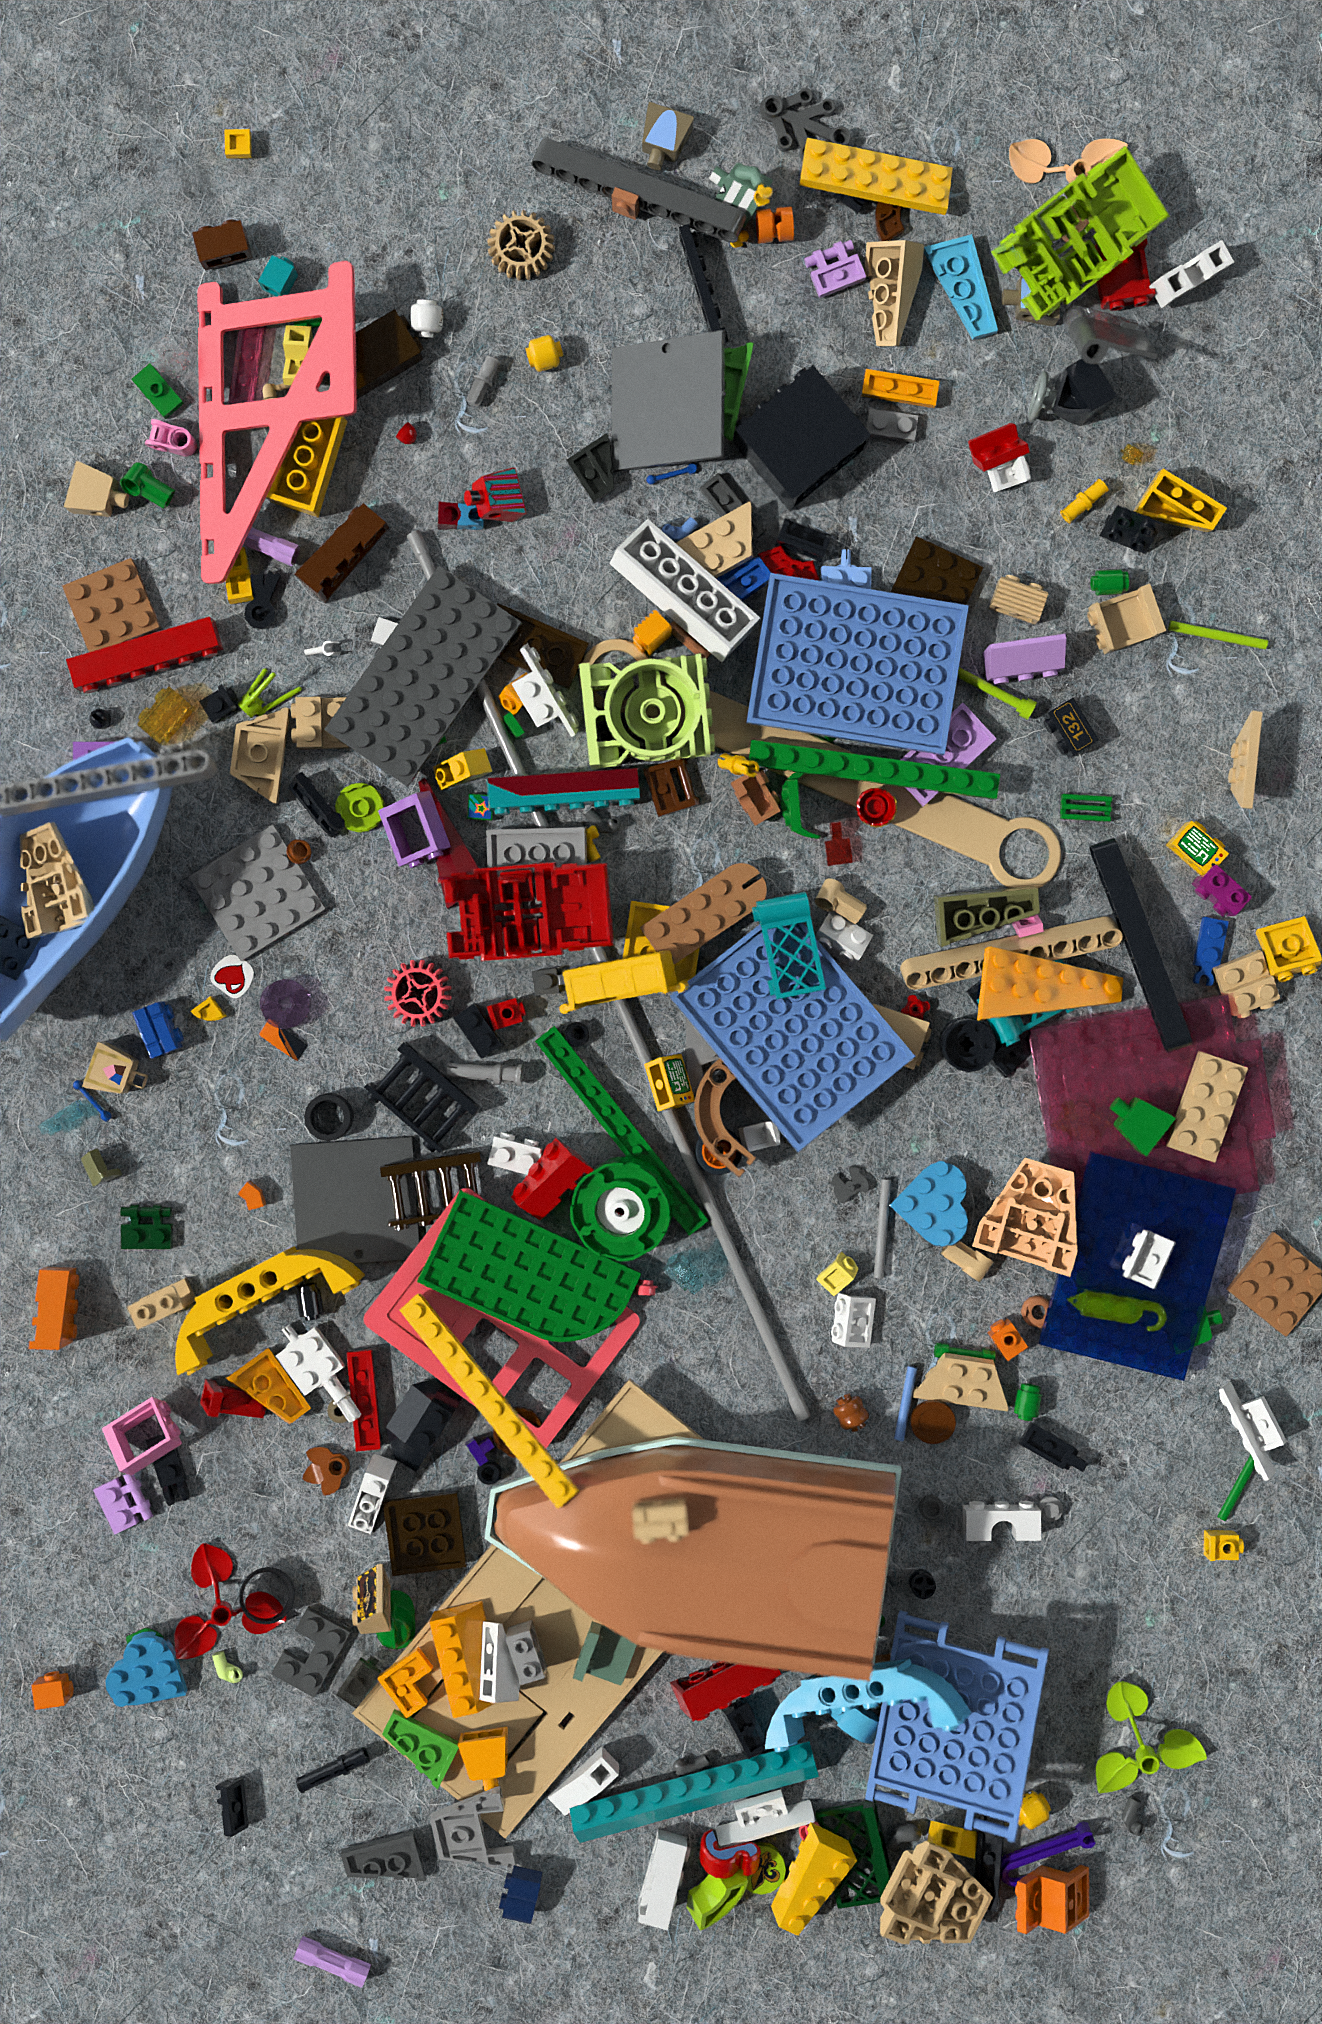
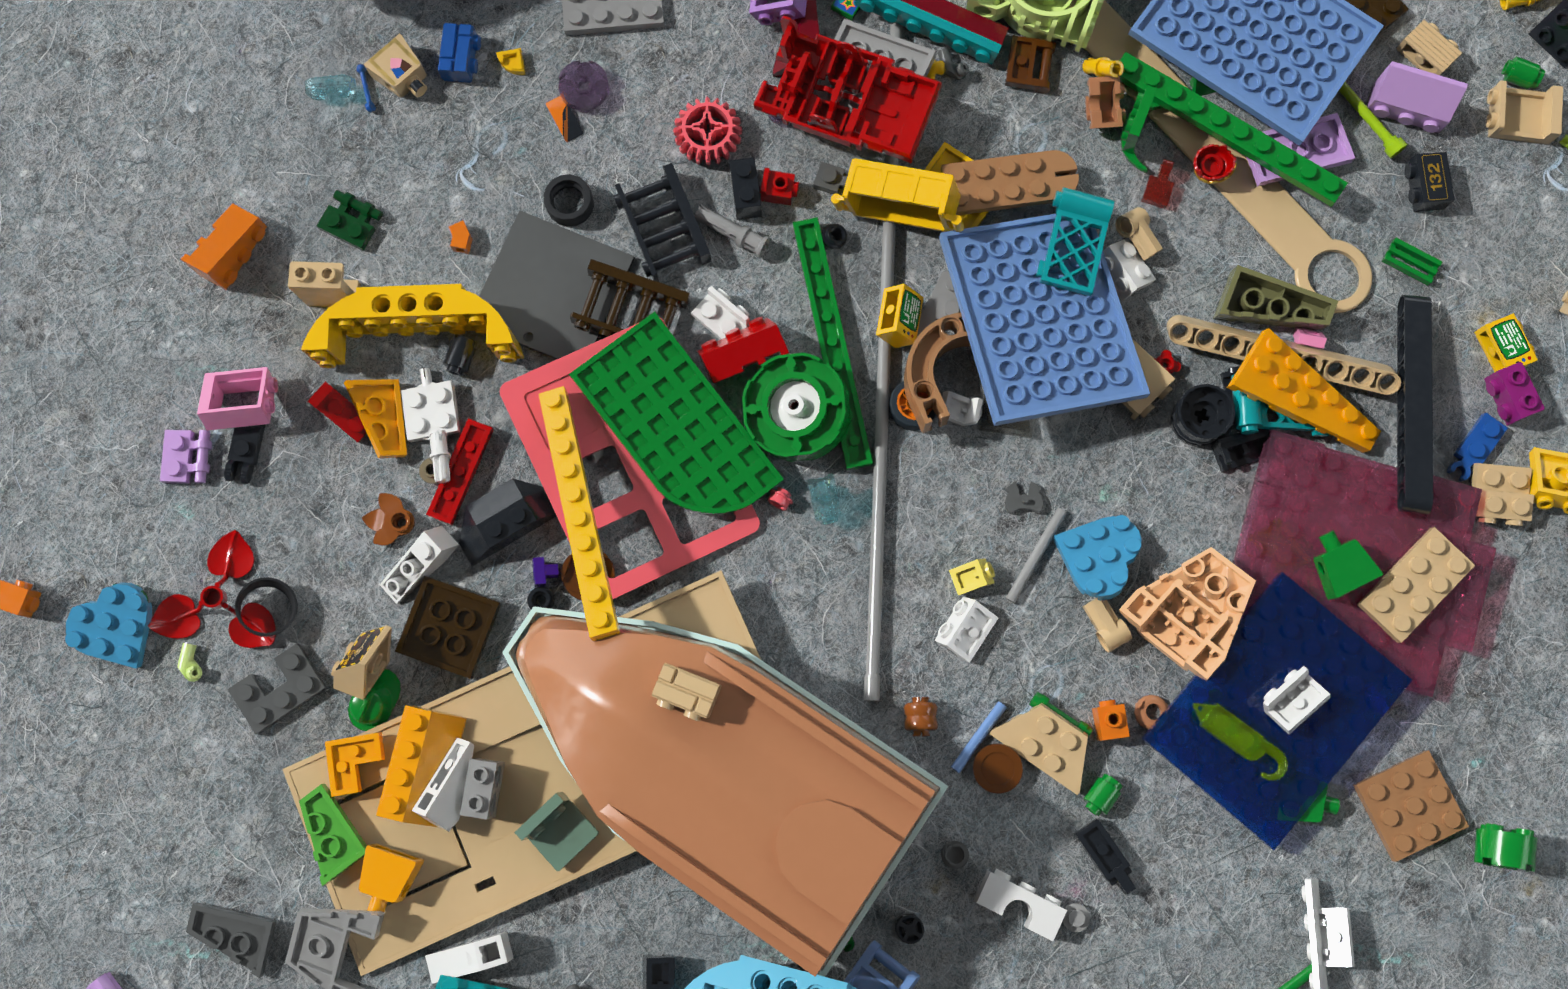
camera: 30 degrees right, 10 degrees down
(97, 1169) = (335, 147): olive tile -> none
(232, 976) = (549, 43): sticker -> none
(233, 1806) = (117, 802): black plate -> none
(342, 1765) = (242, 816): black pin -> none
(359, 1681) = (306, 738): clear smoke plate -> none
(719, 1687) = (664, 926): red wedge -> none

